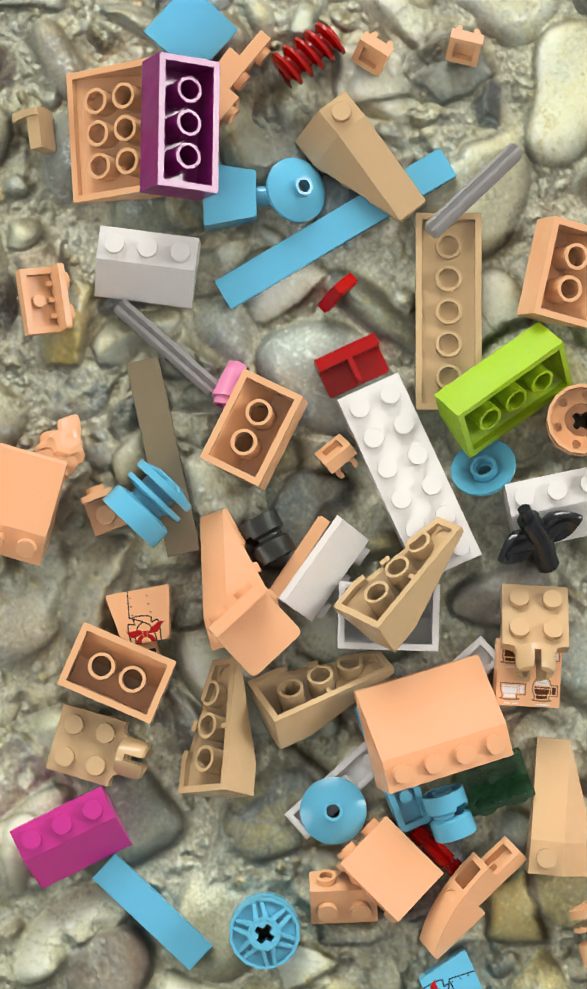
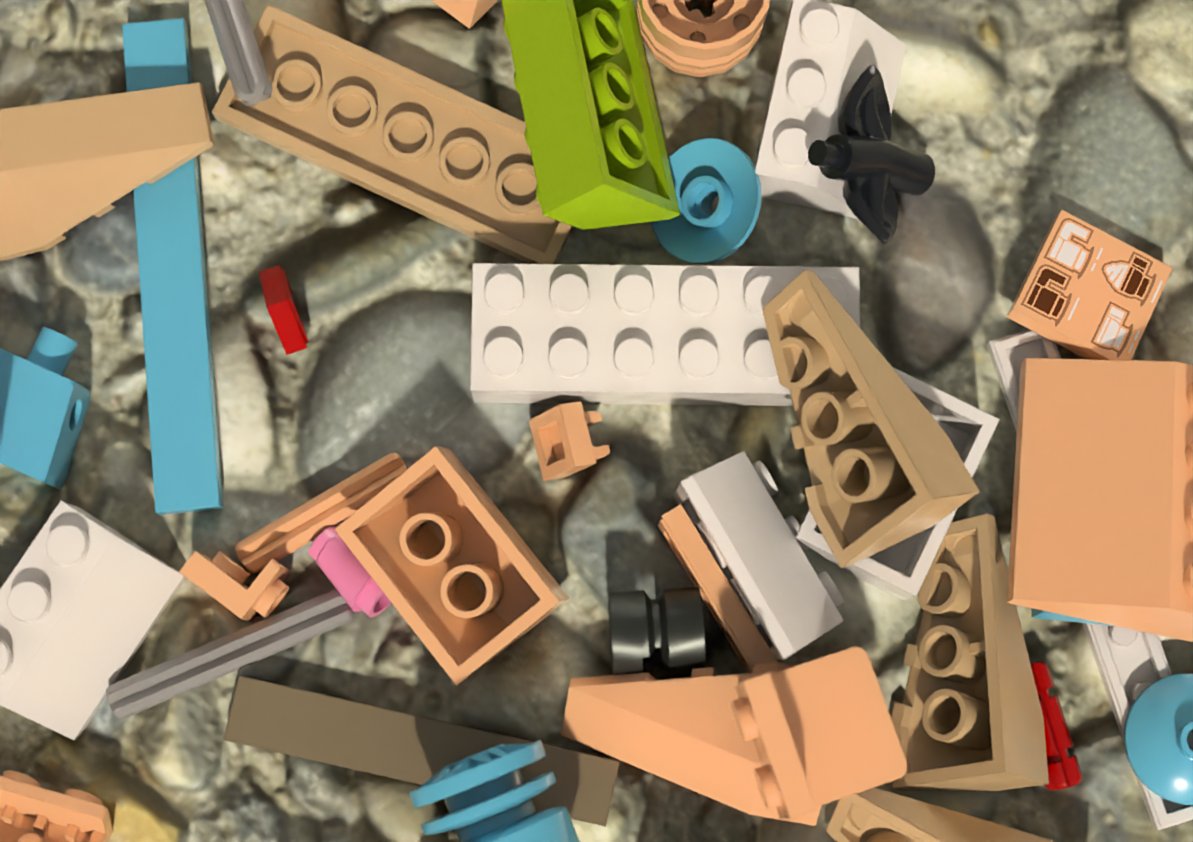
camera: 70 degrees left, 5 degrees down
(197, 329) = (225, 581): none -> light nougat bracket
(249, 357) = (317, 514): none -> light nougat axle
(285, 194) = (67, 297): medium azure dish -> none
(292, 755) = (1062, 768): none -> red axle
(351, 365) = (420, 345): red panel -> none
(534, 627) = (1021, 241): tan plate -> none

